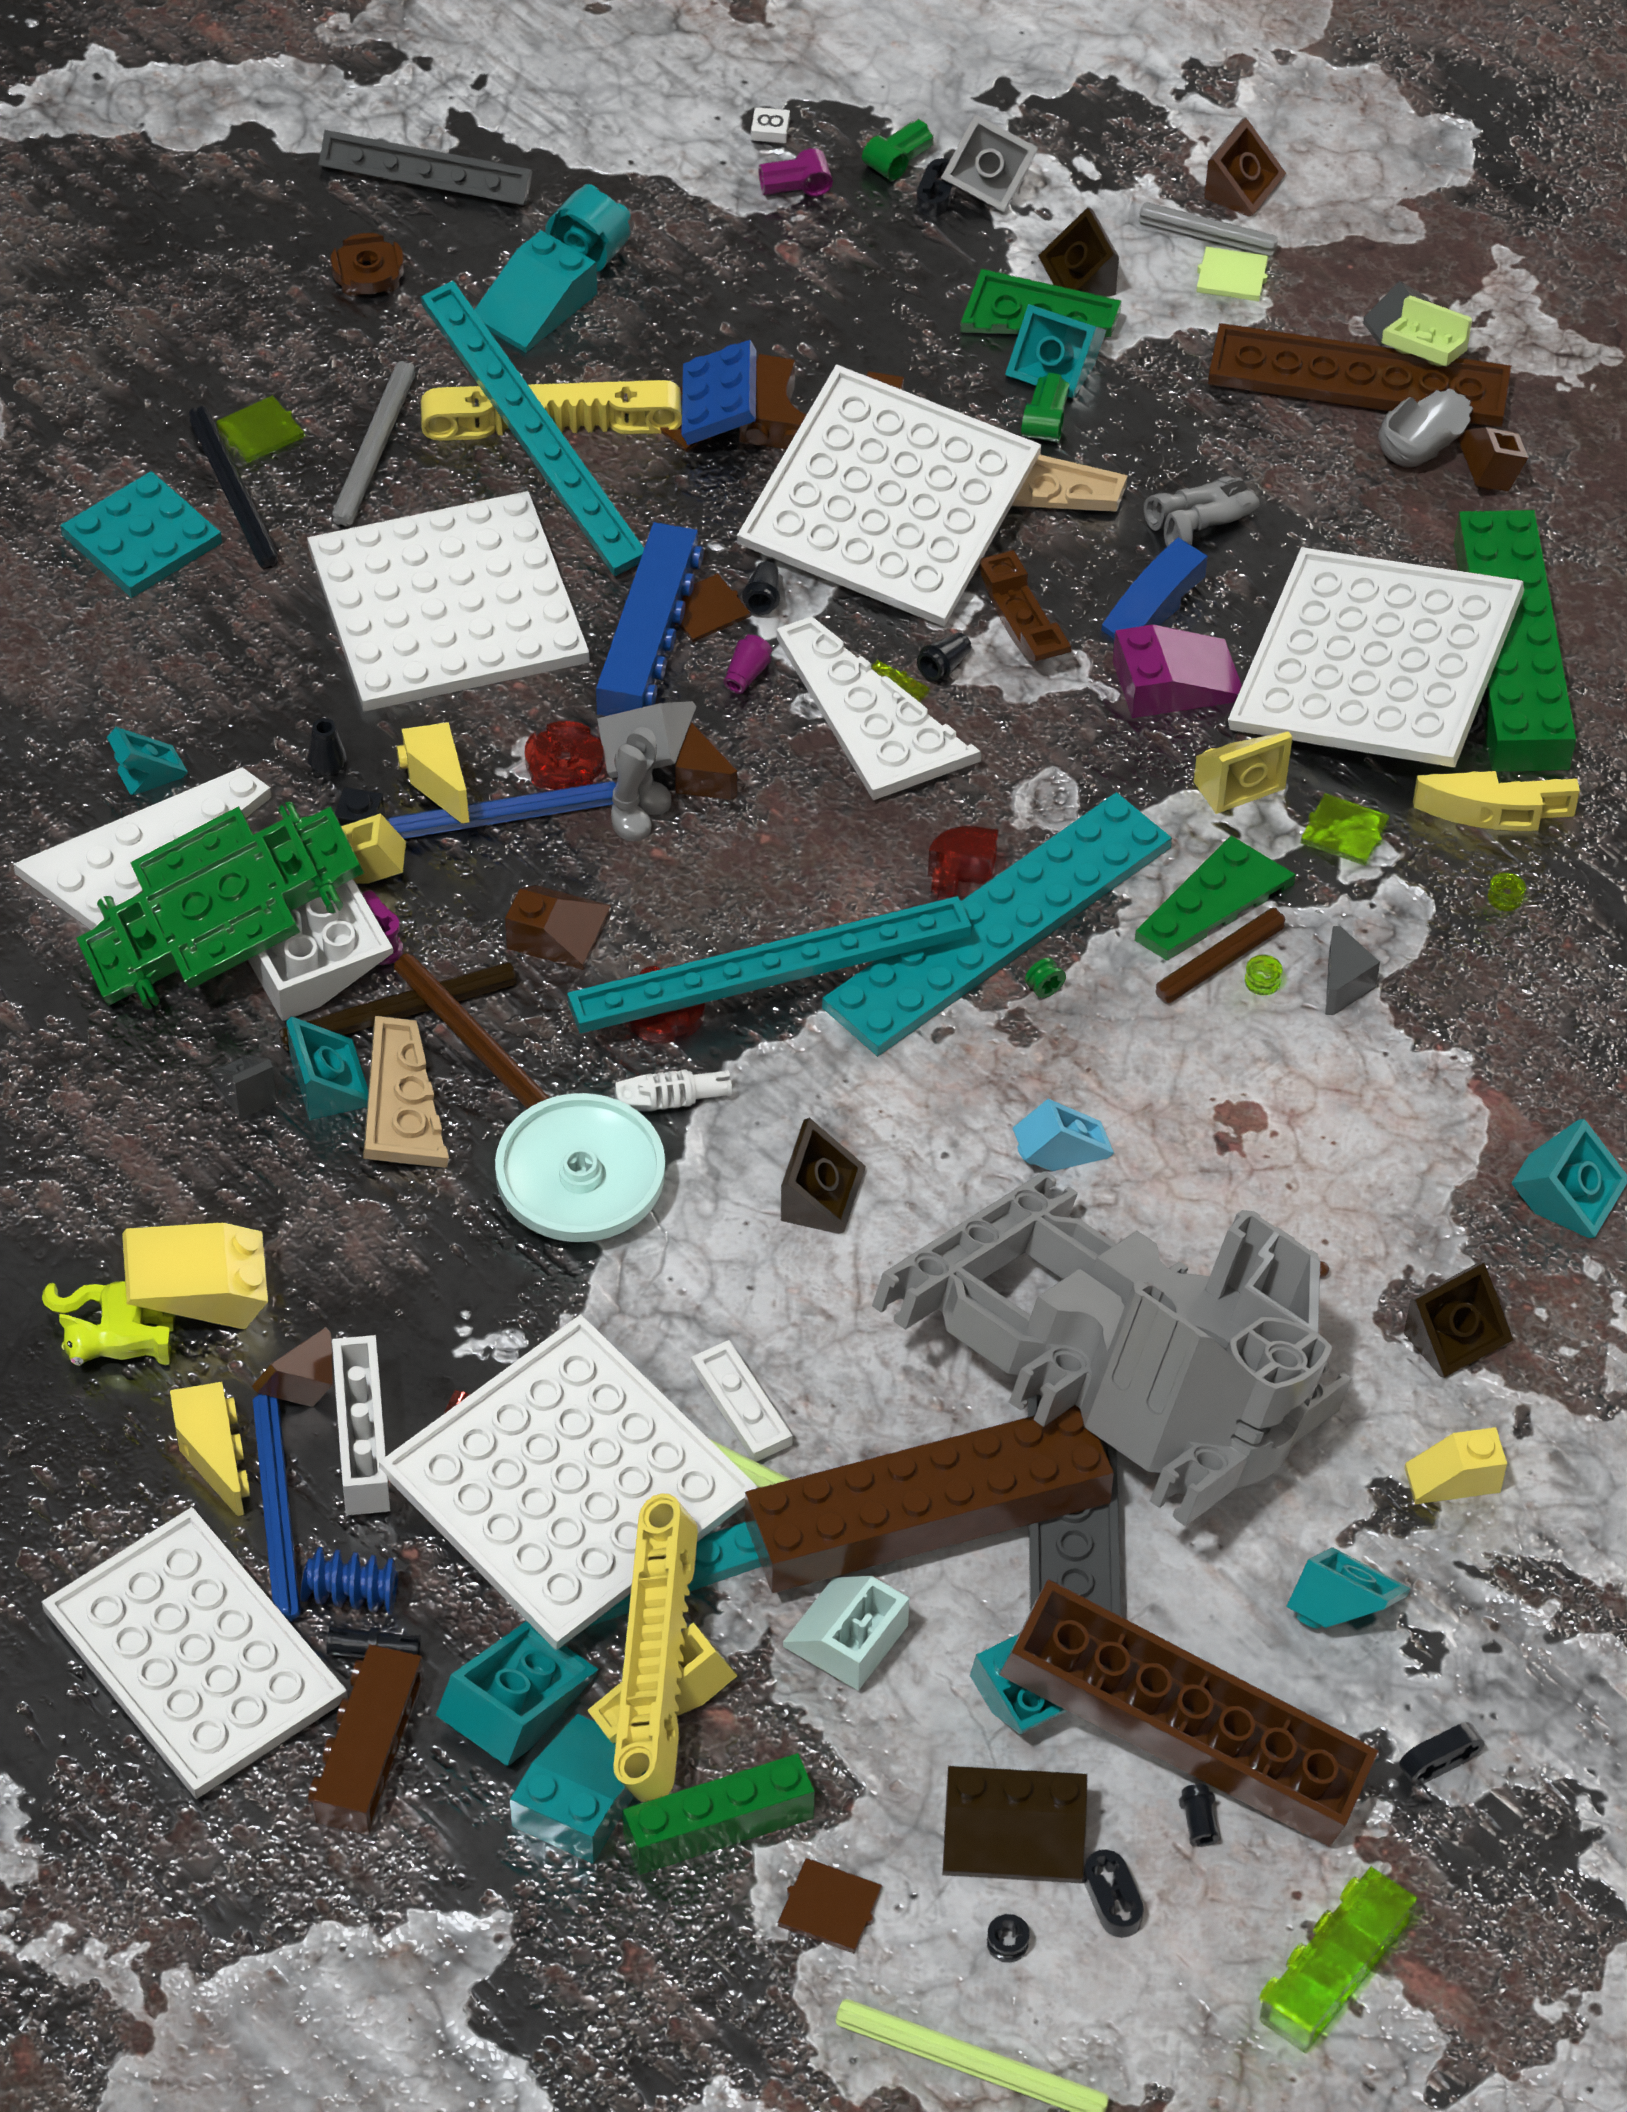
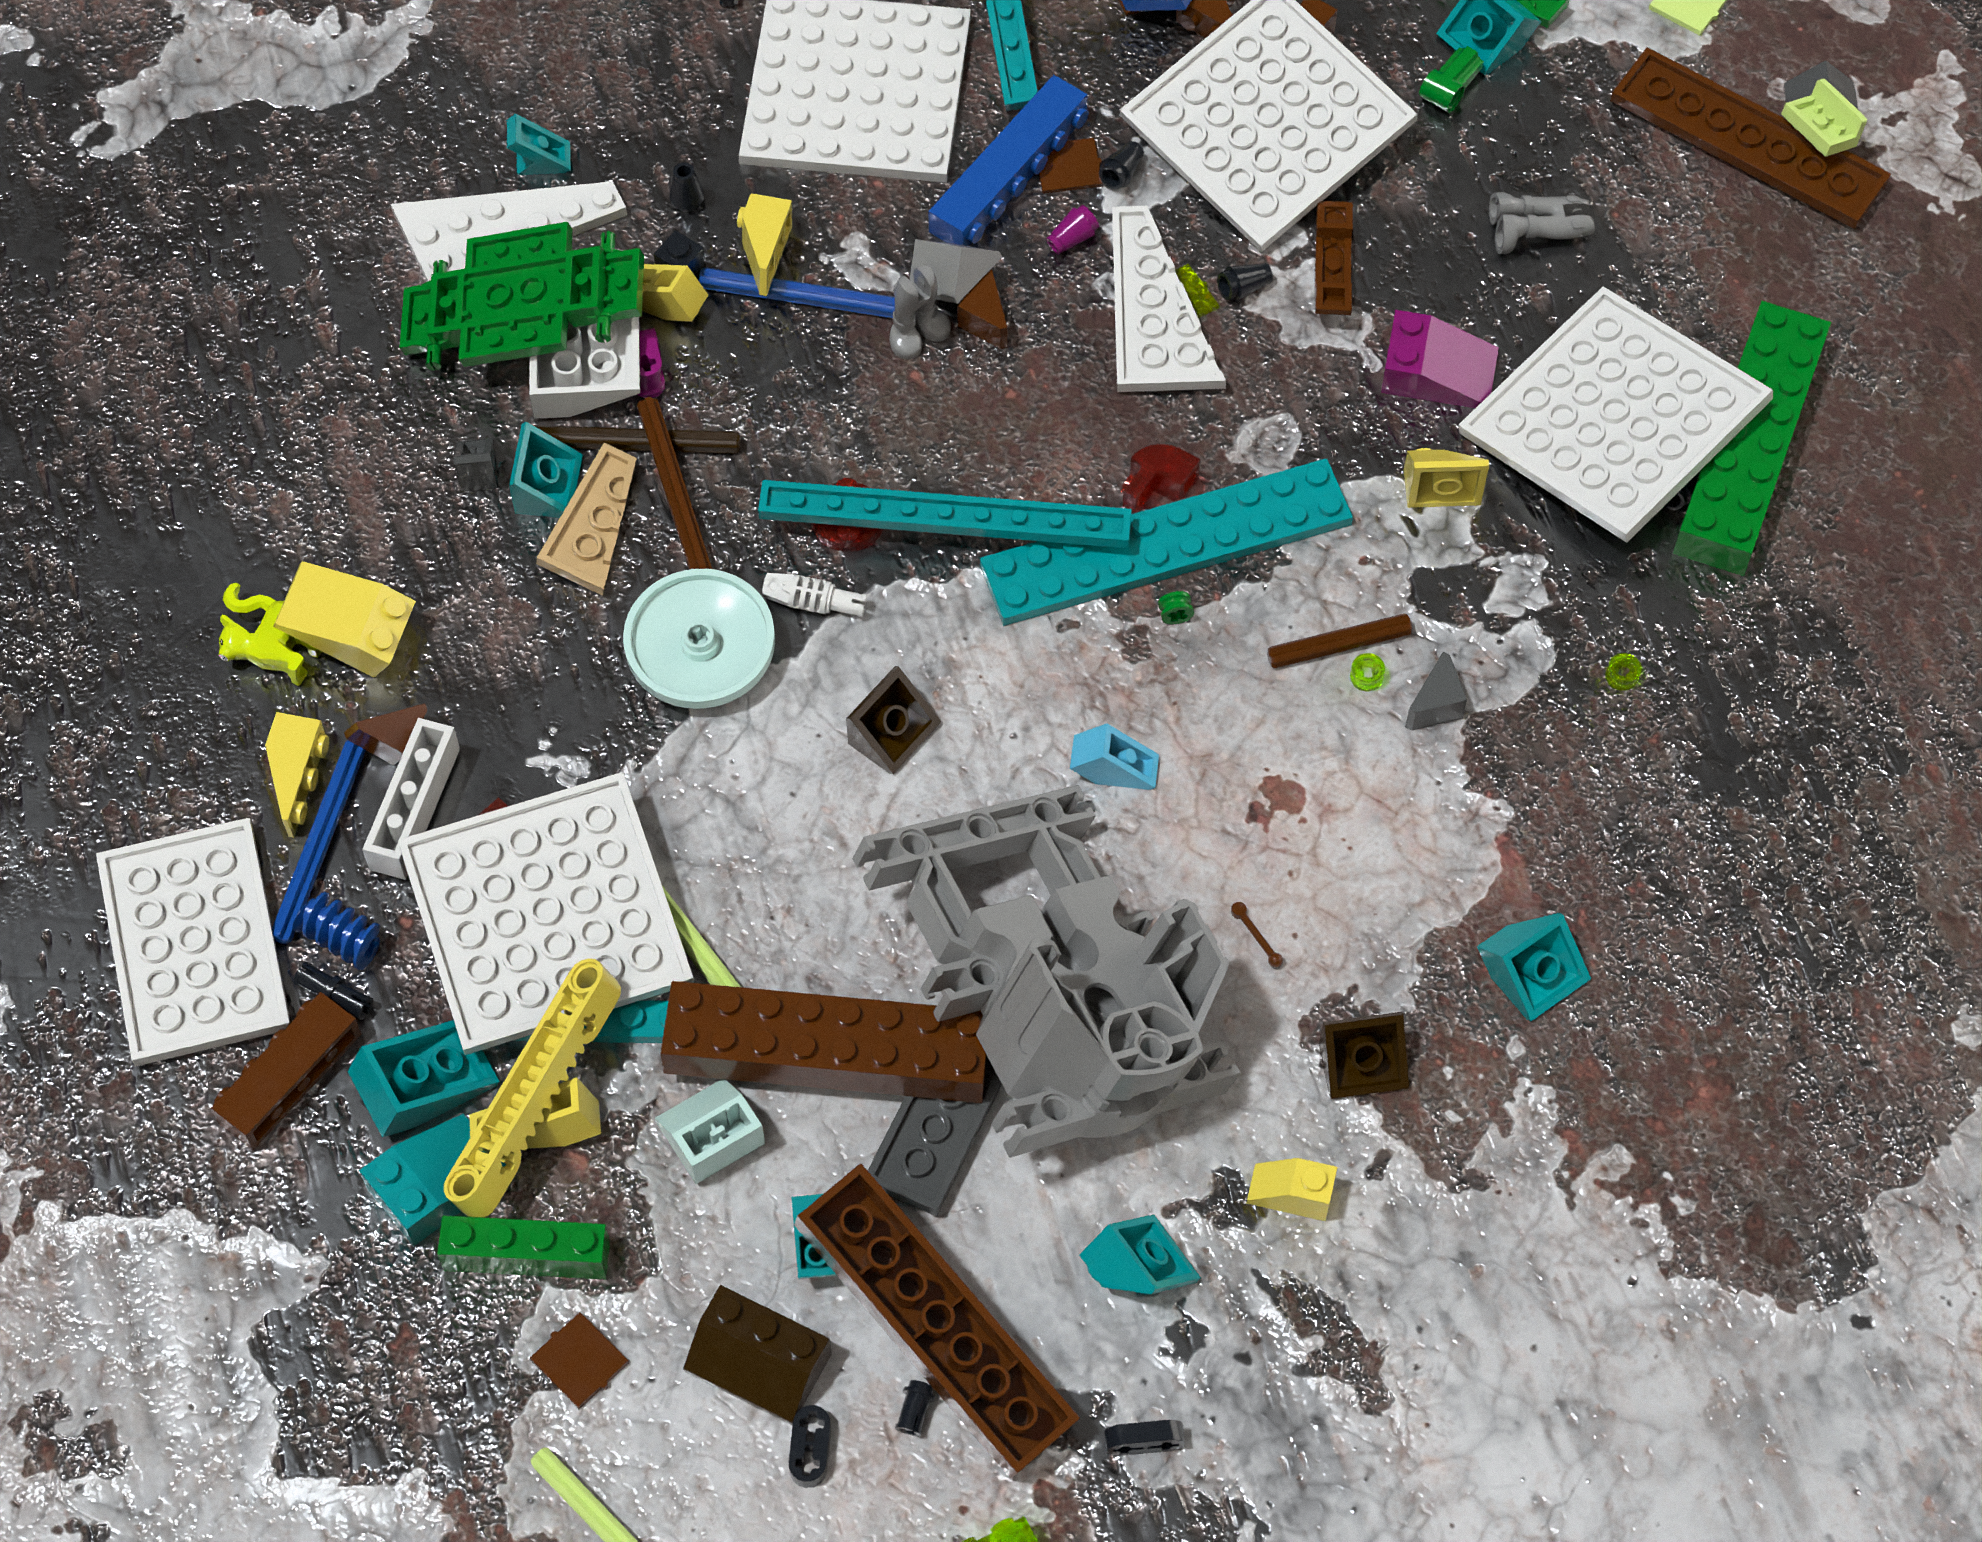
camera: 25 degrees right, 10 degrees up
(554, 773) = (877, 279): clear red plate -> none
(554, 925) = (794, 410): reddish brown slope -> none
(741, 1401) = (729, 893): white plate -> none
(1003, 1952) = (697, 1439): black bush -> none
(1071, 486) = (1435, 158): tan wing -> none
(1158, 588) = (1459, 282): blue slope -> none
(1213, 896) = (1370, 580): green wing -> none
(1345, 829) = (1512, 562): clear neon green piece -> none
(1423, 428) = (1777, 207): light grey hair -> none
(1484, 803) = (1641, 579): light yellow slope -> none
(1493, 457) = (1825, 258): reddish brown slope -> none

